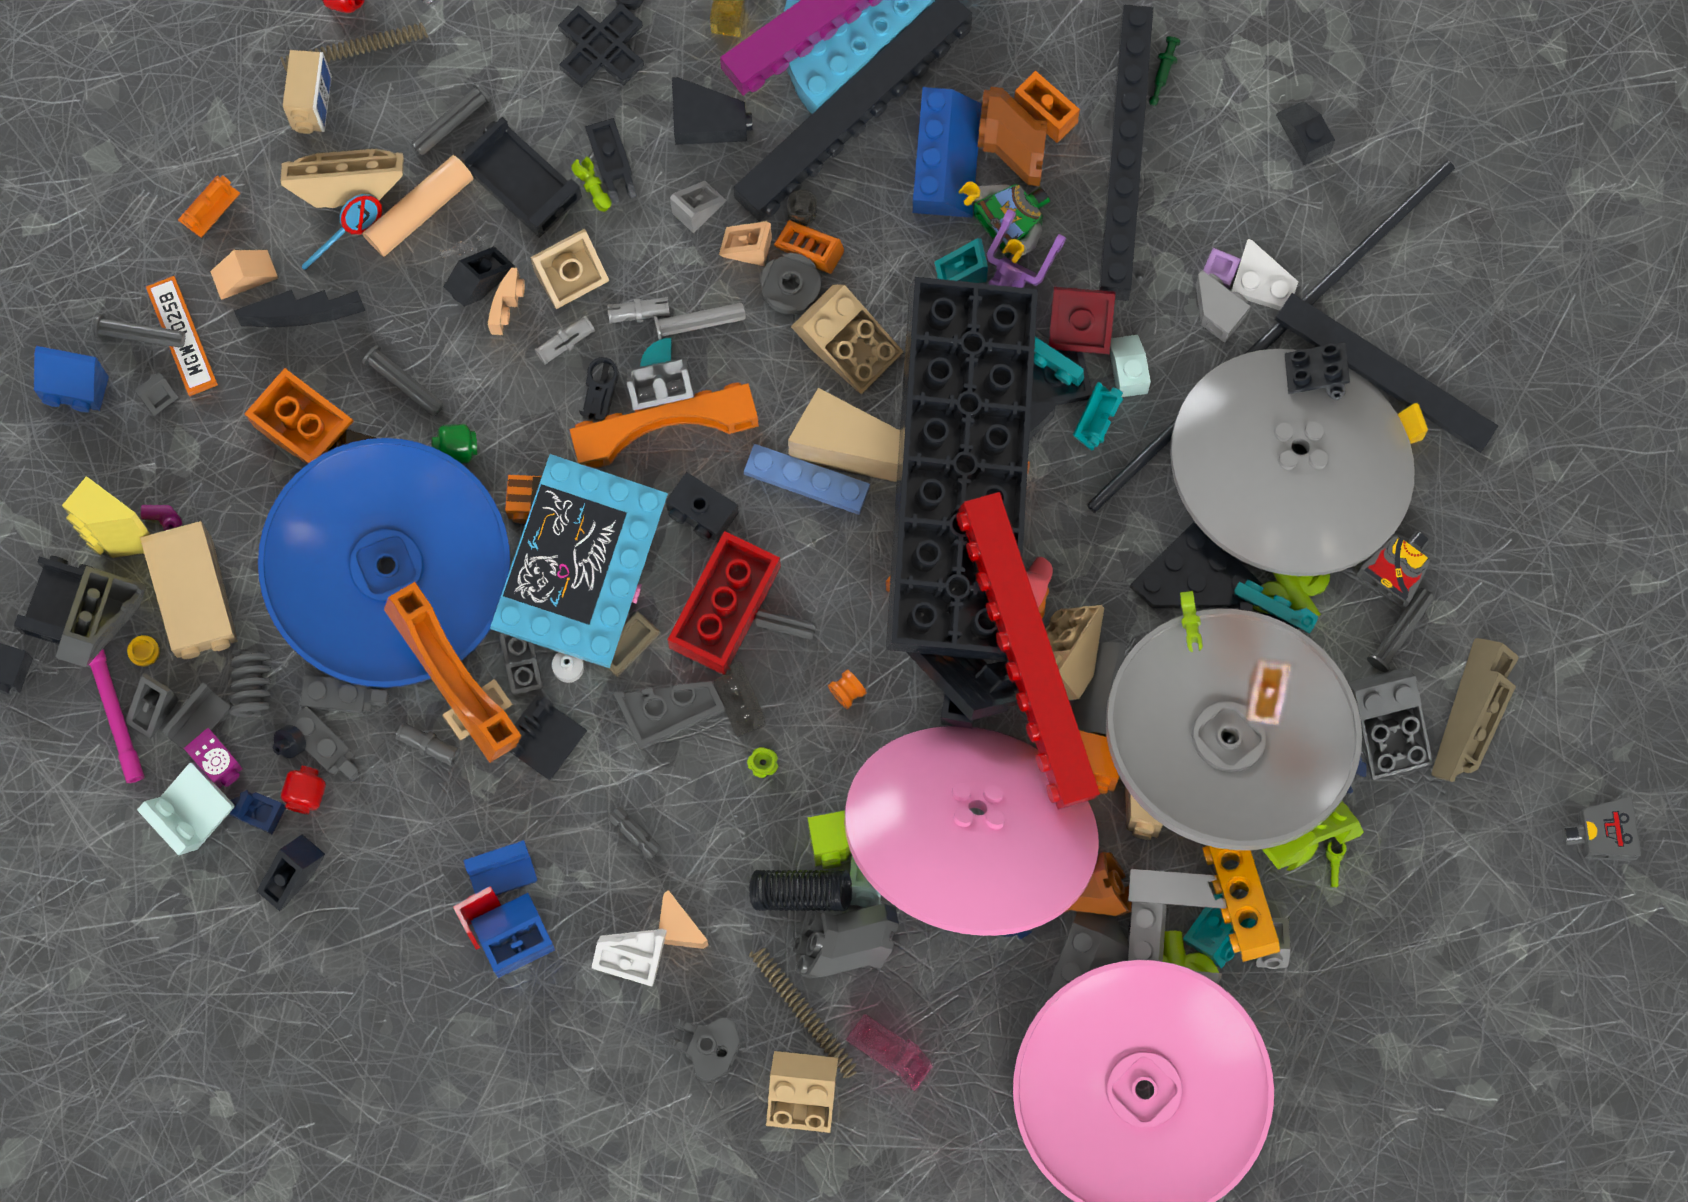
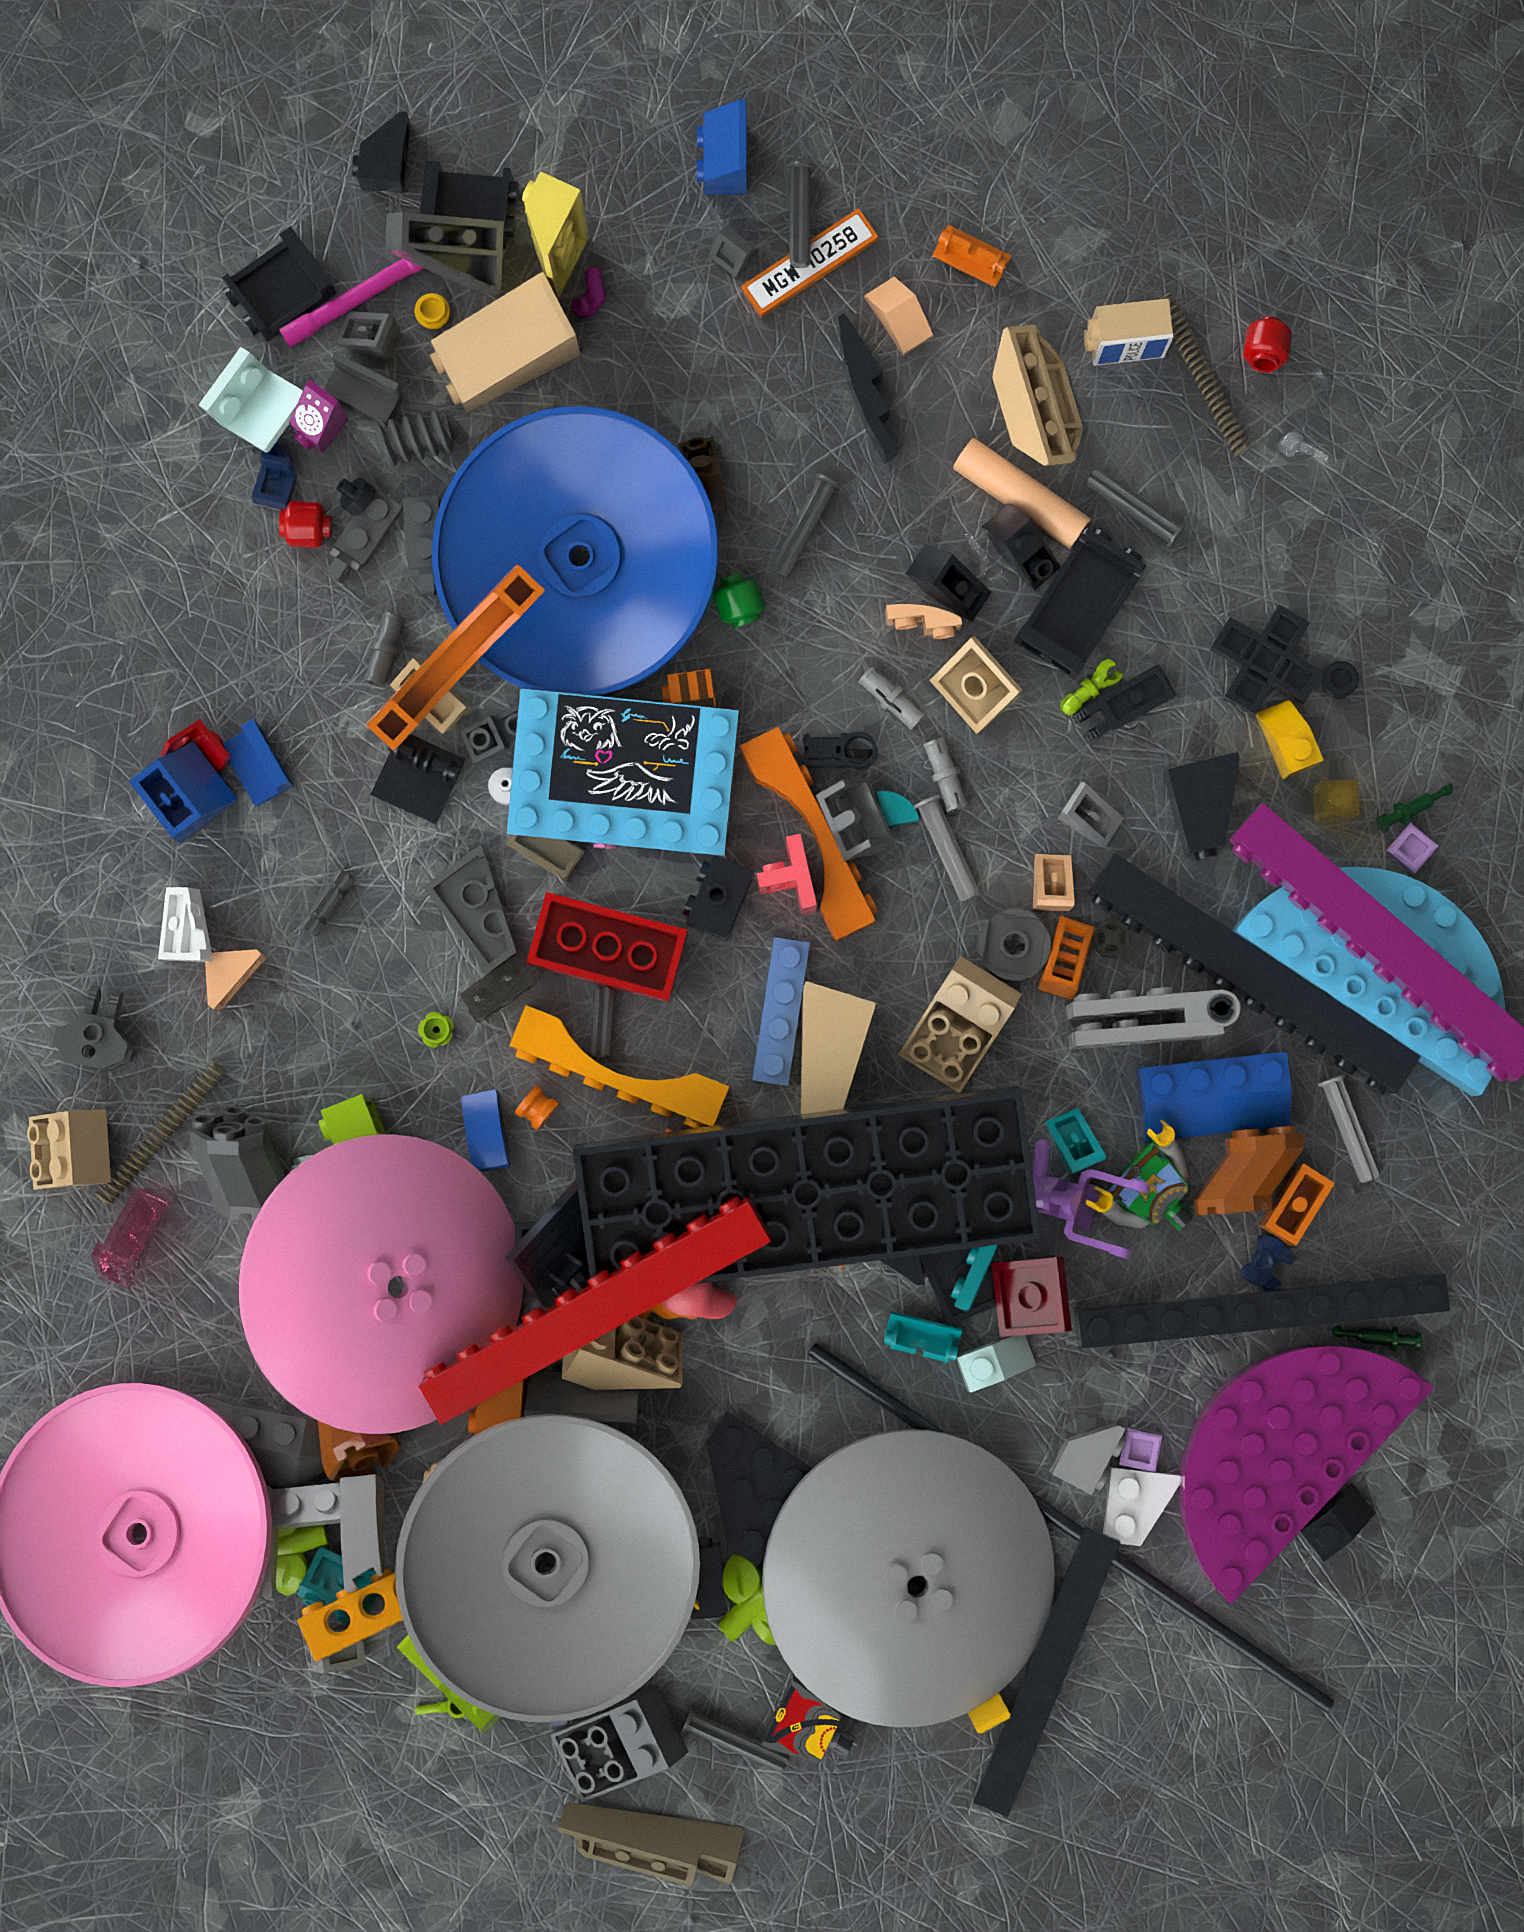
camera: 80 degrees right, 10 degrees up
(88, 774) = (278, 286): none -> black panel
(290, 871) = (211, 532): black slope -> none
(297, 417) = (727, 416): orange slope -> none
(355, 218) = (988, 423): dark azure piece -> none
(461, 212) = (1021, 545): none -> black slope
(669, 39) = (1289, 739): none -> yellow slope
(695, 438) = (777, 877): none -> coral bracket
(767, 900) = (287, 1065): black piece -> none
(791, 668) = (547, 1038): none -> light orange arch
(856, 734) = (485, 1131): none -> blue slope
(877, 156) = (1191, 1009): none -> light grey hinge
(992, 57) = (1350, 1128): none -> light grey axle
(1079, 137) = (1258, 1269): none -> dark blue piece
(1190, 621) = (667, 1494): lime piece -> none
(1240, 160) = (1280, 1448): none -> magenta brick
(1267, 691) = (592, 1600): clear orange slope -> none
(1278, 606) = (724, 1588): teal hinge -> none
(1318, 369) = (1023, 1590): black hinge -> none

